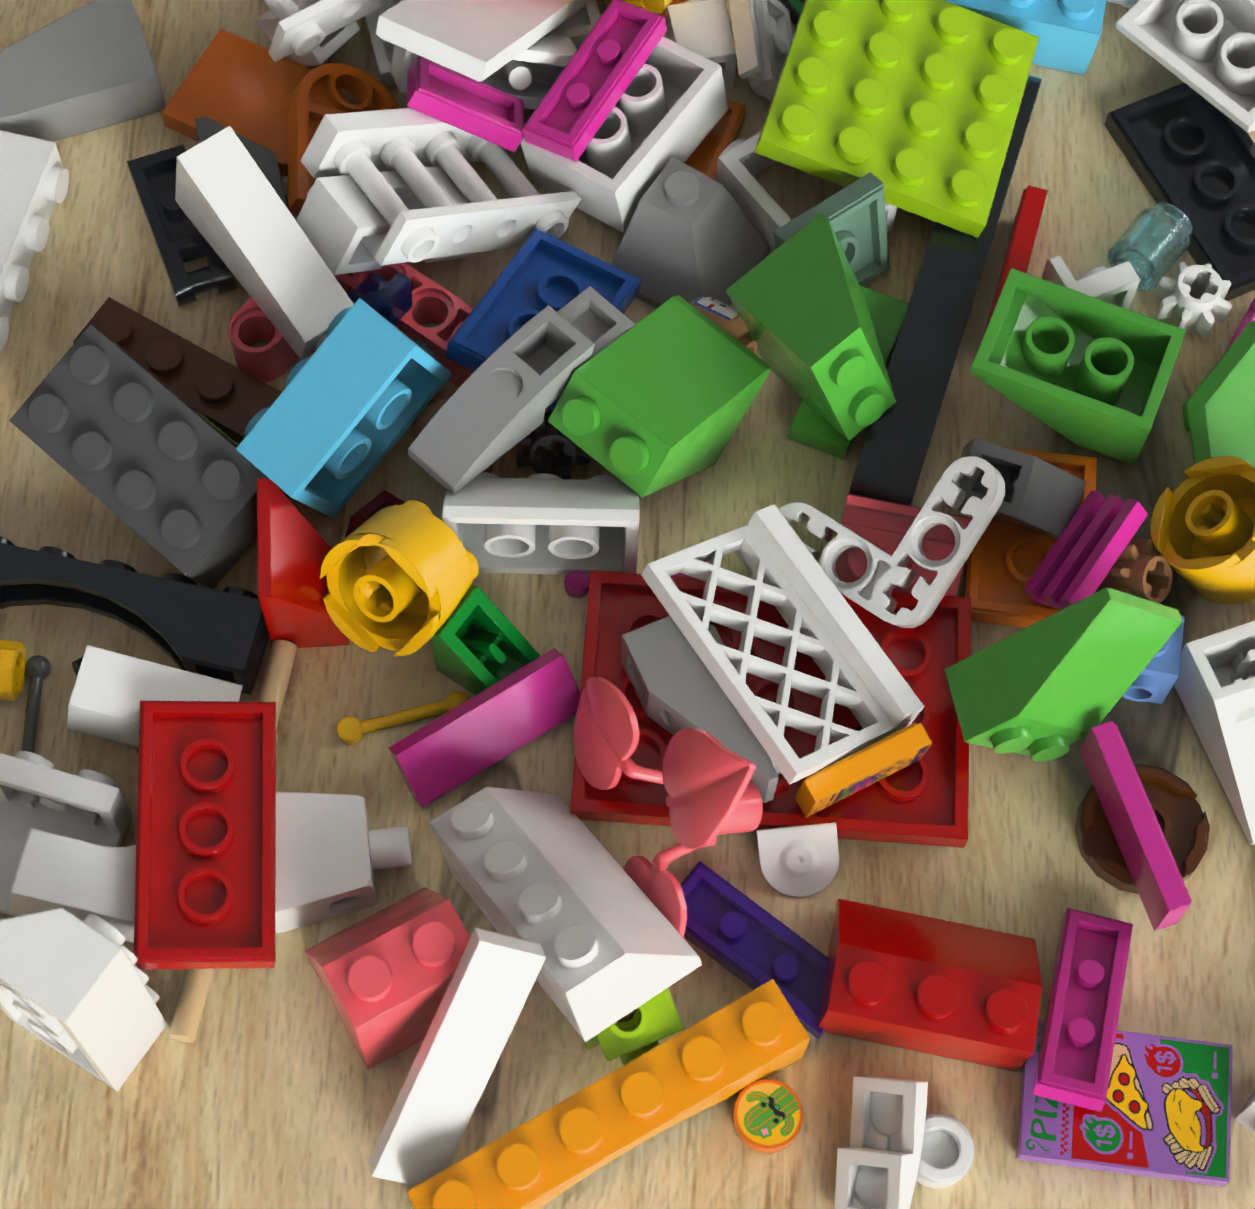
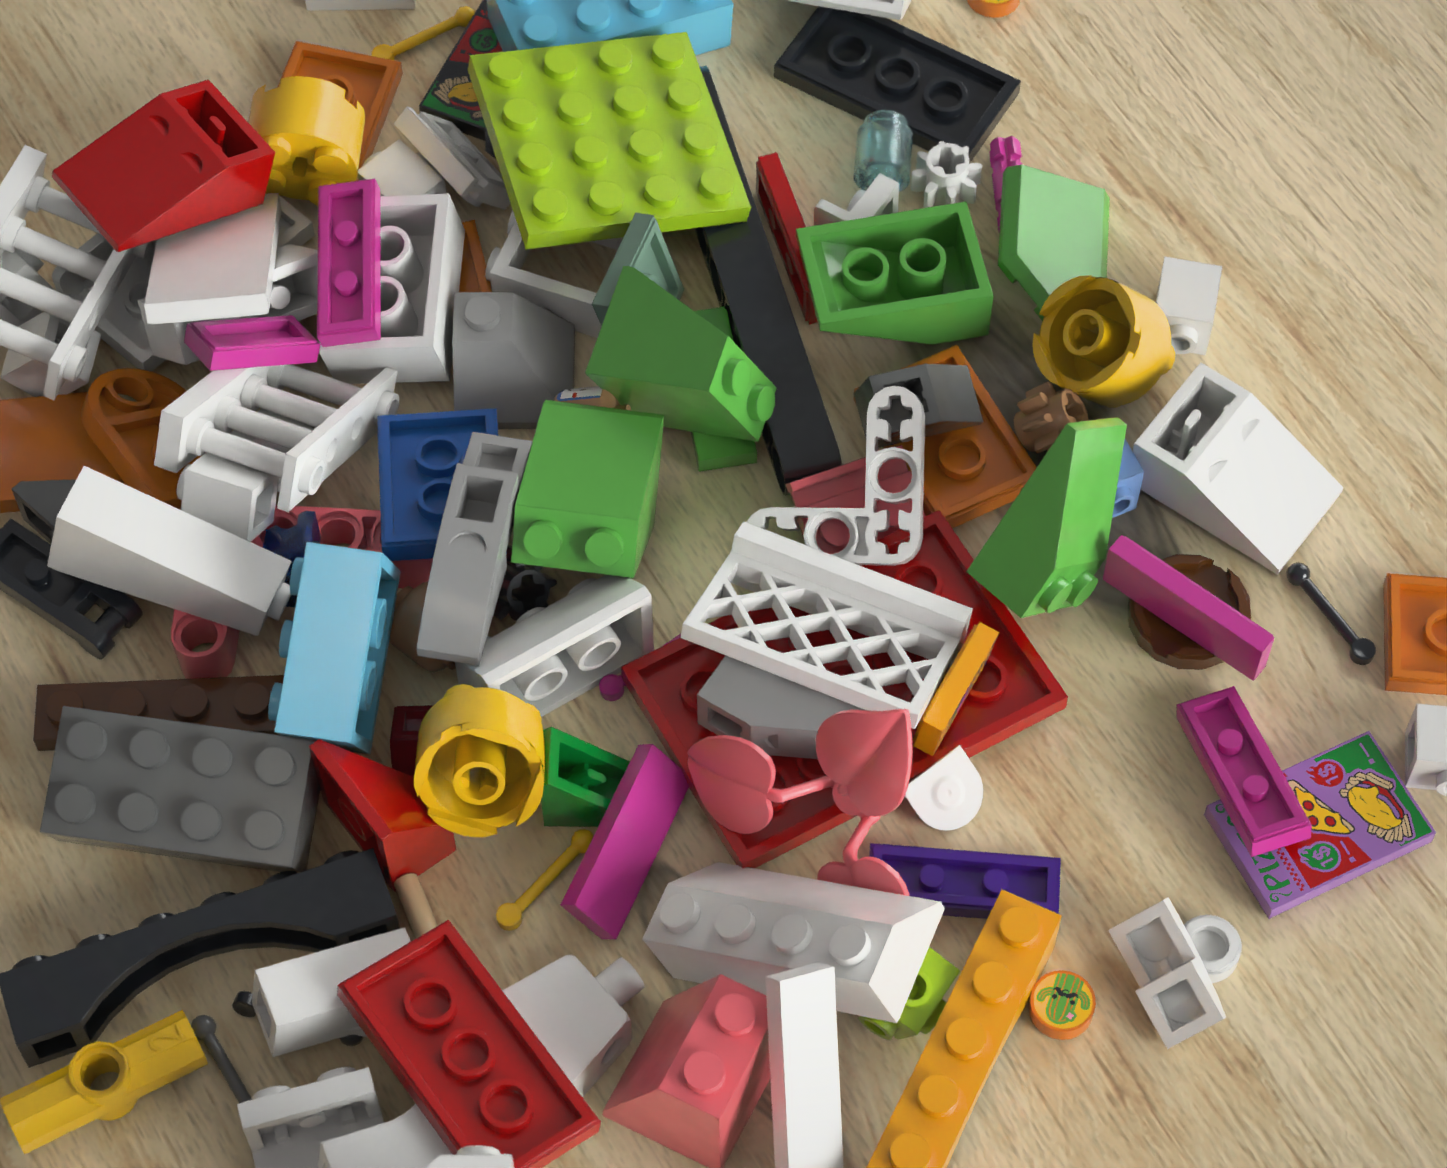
camera: 30 degrees left, 5 degrees down
(931, 986) = (1118, 826): red slope -> none
(1085, 550) = (997, 422): dark pink tile -> none

